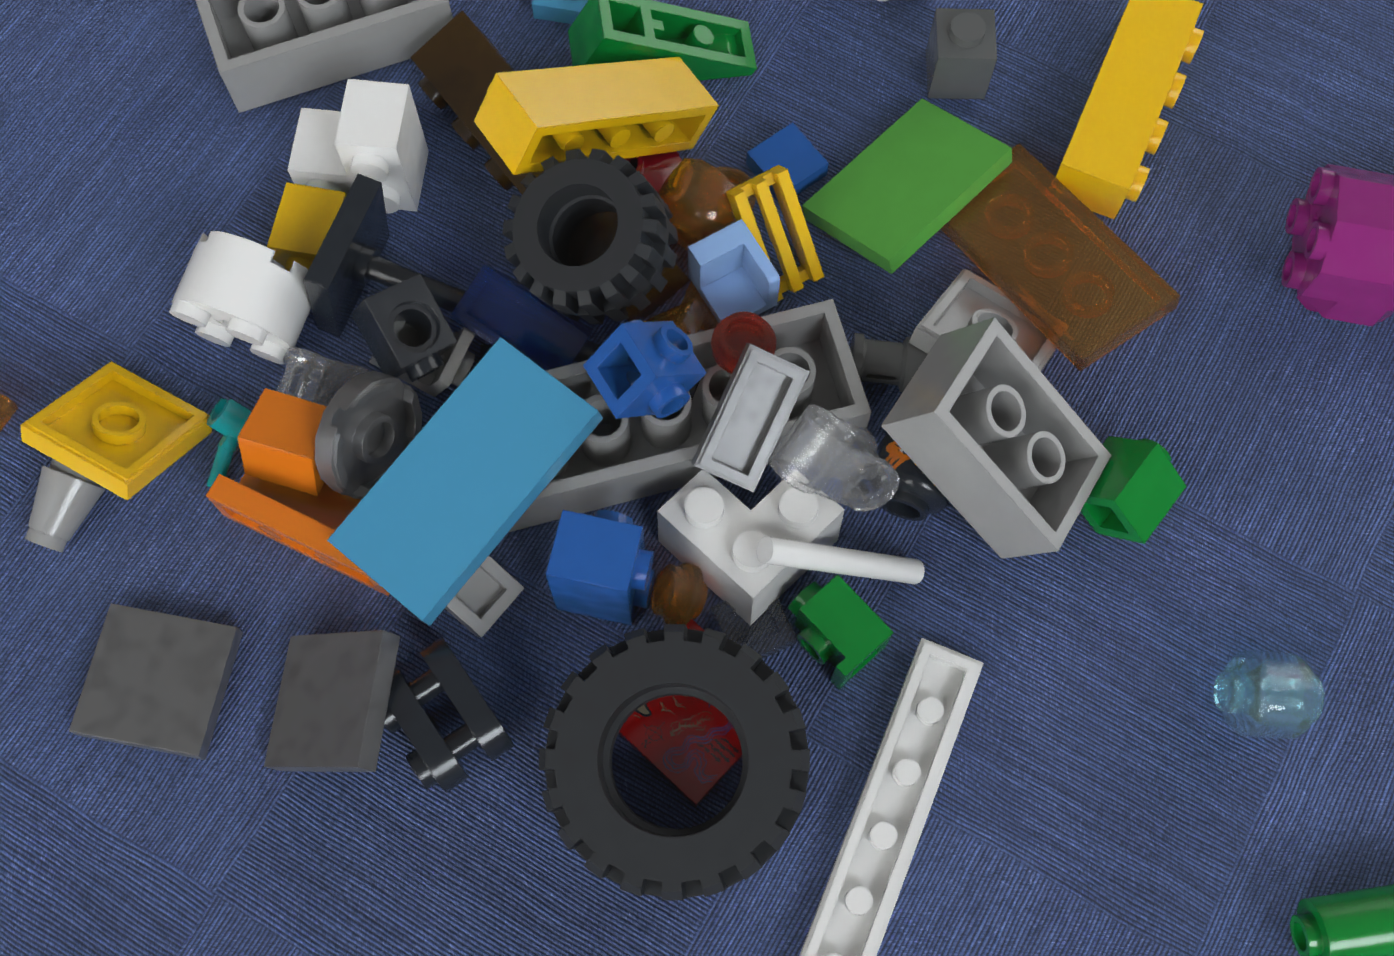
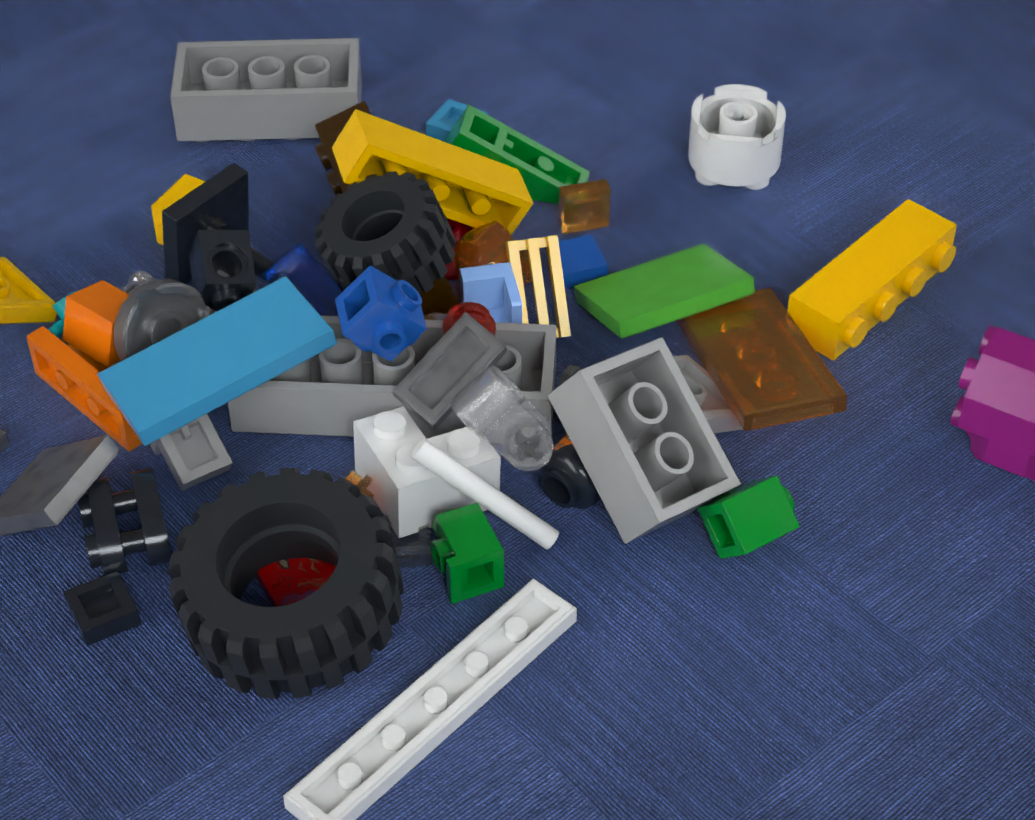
camera: 20 degrees right, 25 degrees down
(242, 294) = (116, 230): white brick -> none
(370, 136) = (272, 156): white brick -> none
(460, 834) = (102, 608): none -> black tile
(600, 566) = (289, 433): blue brick -> none
(770, 84) = (584, 206): none -> clear orange tile
(961, 53) = (745, 219): dark grey brick -> none
(1268, 694) = (809, 689): clear light blue head -> none

